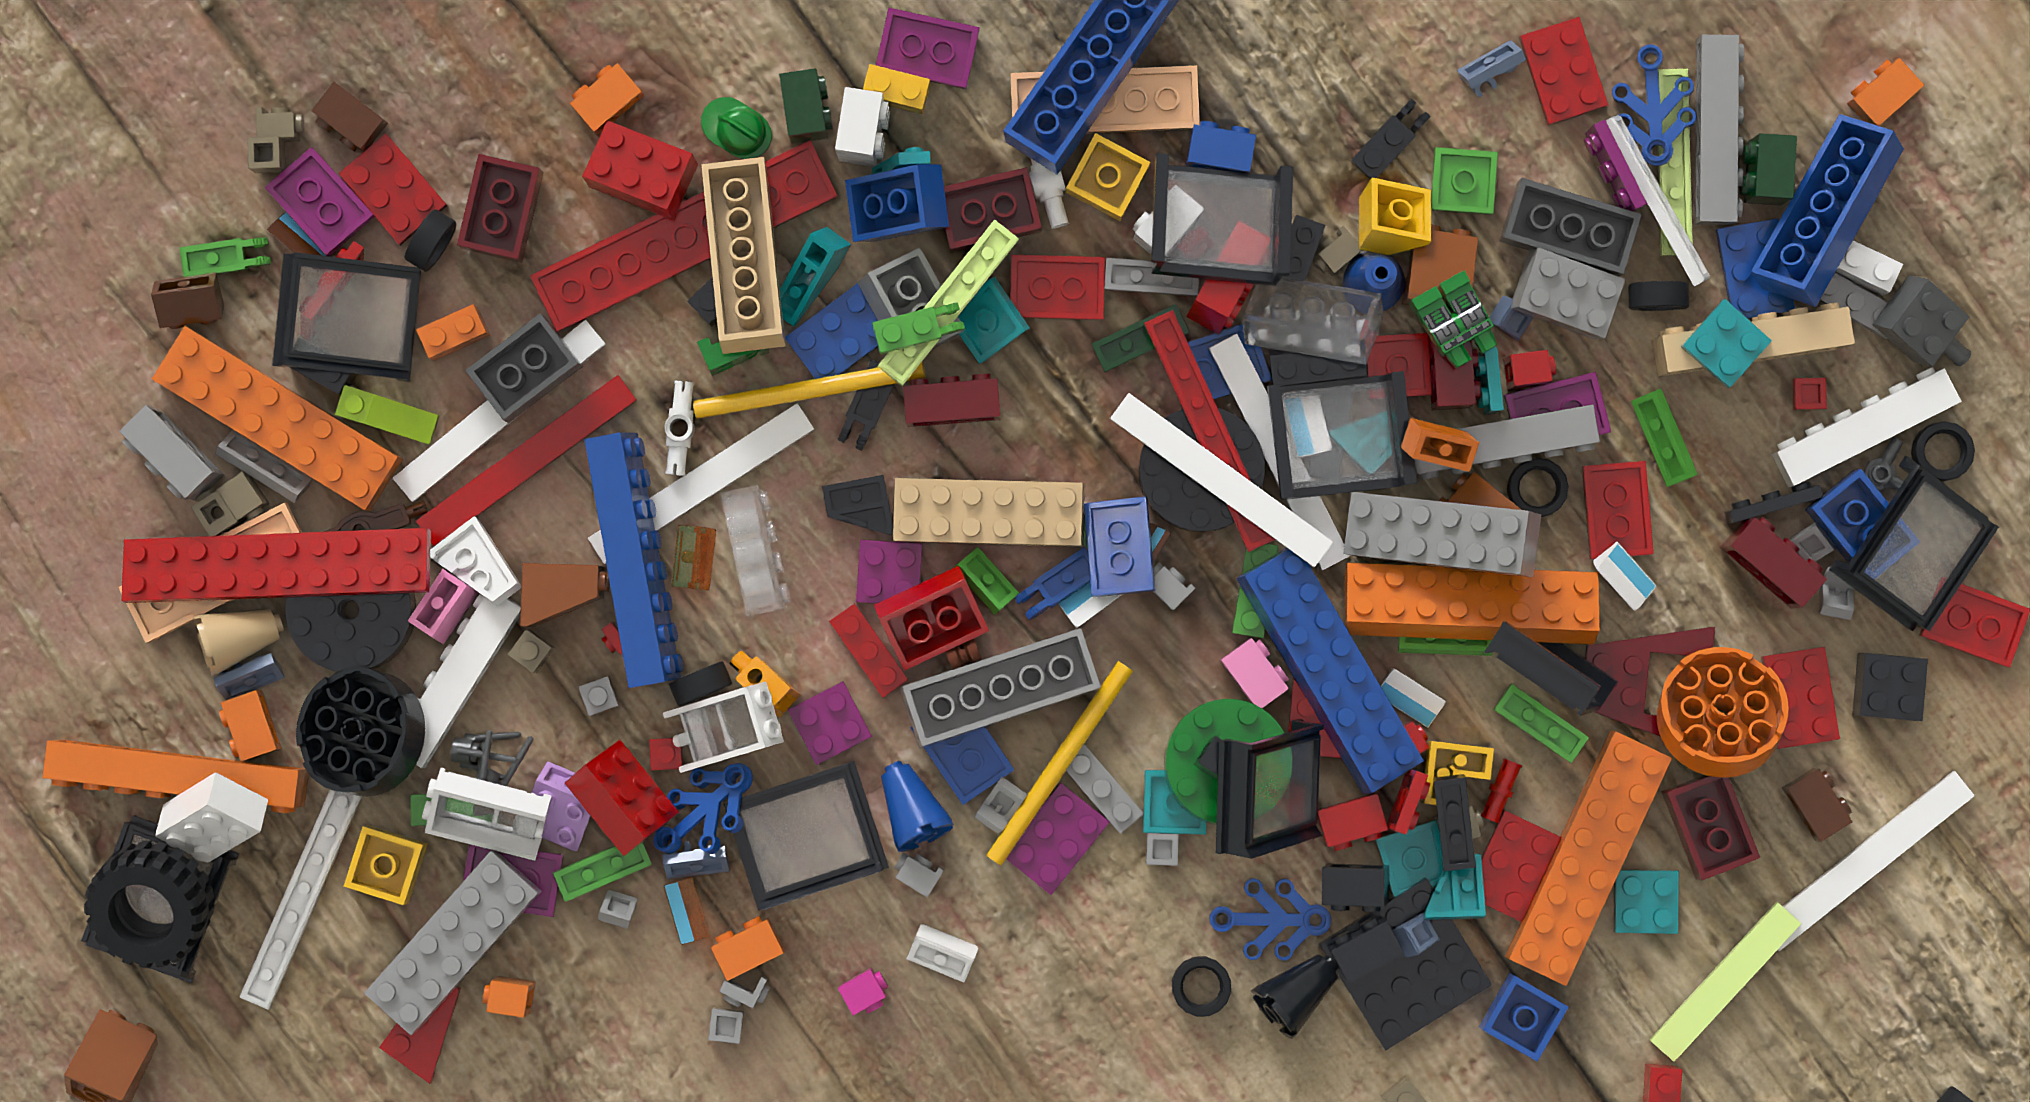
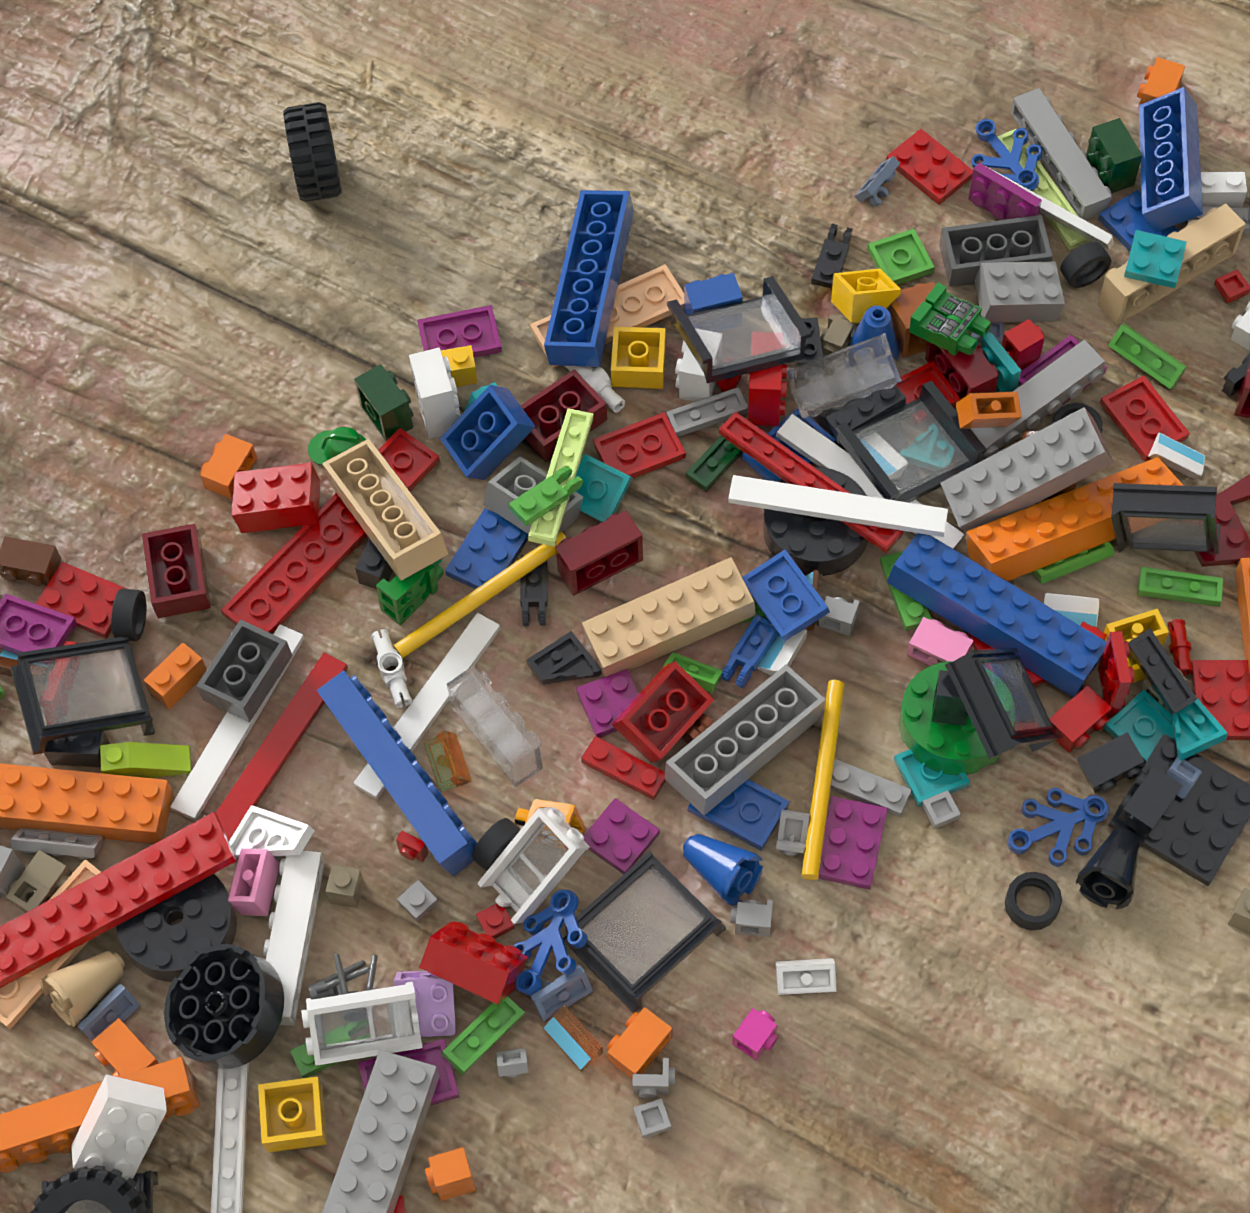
camera: 20 degrees left, 25 degrees down
(559, 589) = (348, 821): dark orange slope -> none
(811, 272) = (446, 509): teal slope -> none

